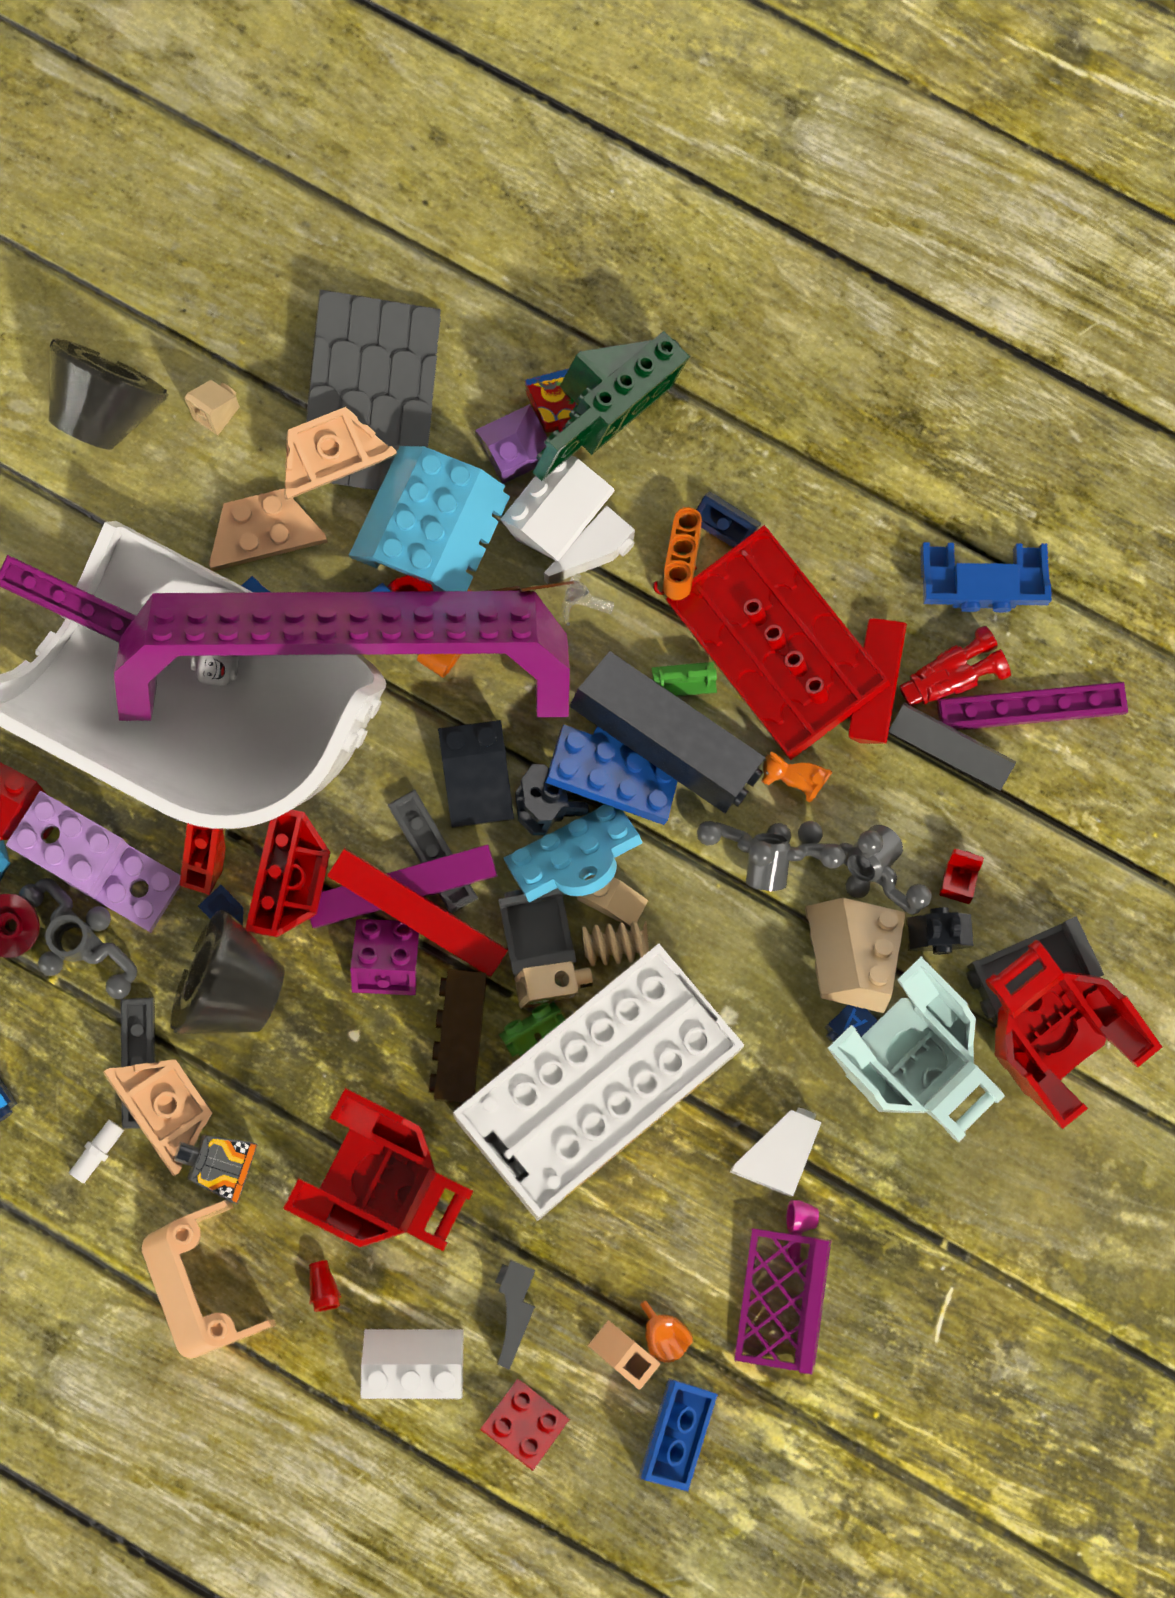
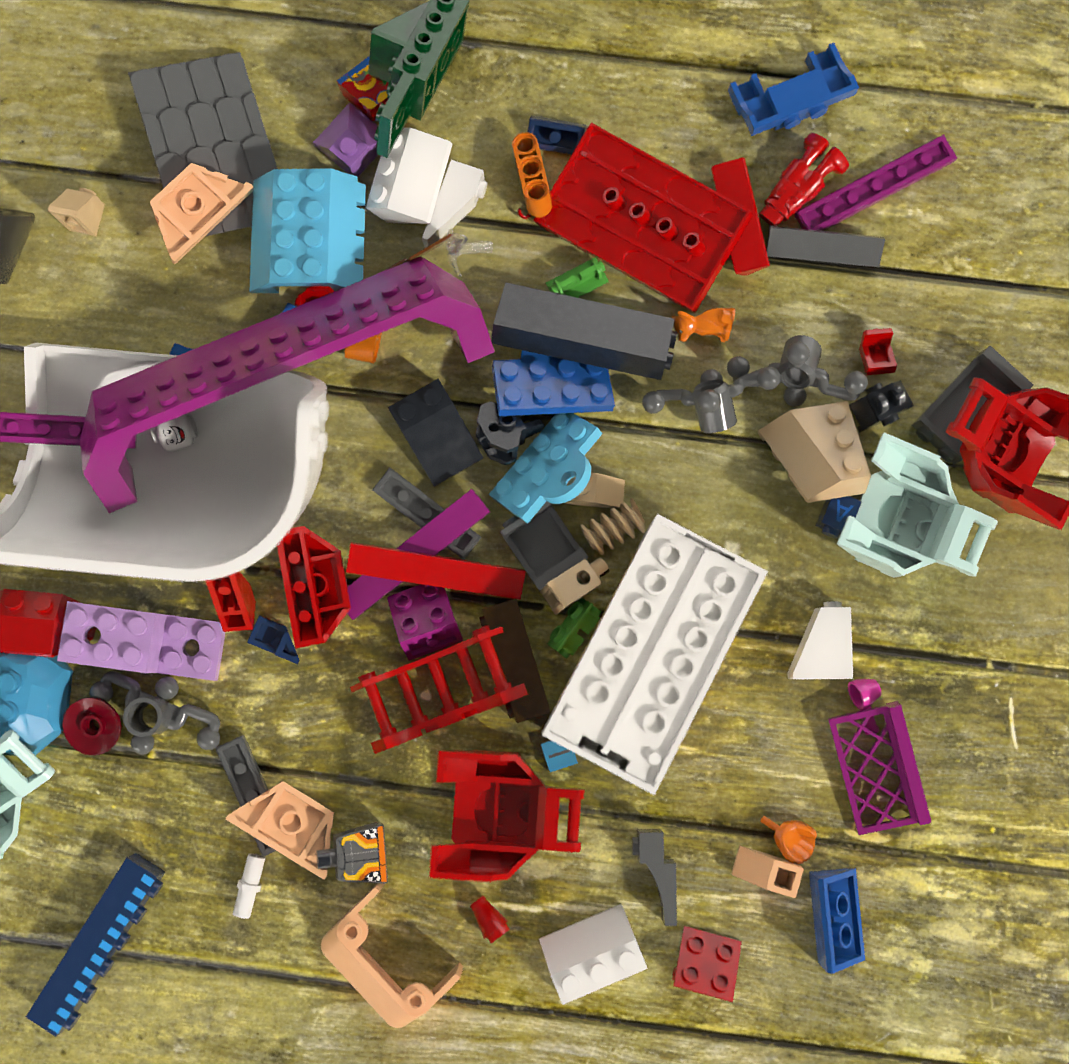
camera: 15 degrees left, 5 degrees up
(228, 983) = (300, 699): clear smoke cone -> none
(262, 529) = (166, 300): light nougat wing -> none
(373, 1060) = (451, 712): none -> red fence
(462, 1151) = (557, 756): none -> dark azure tile

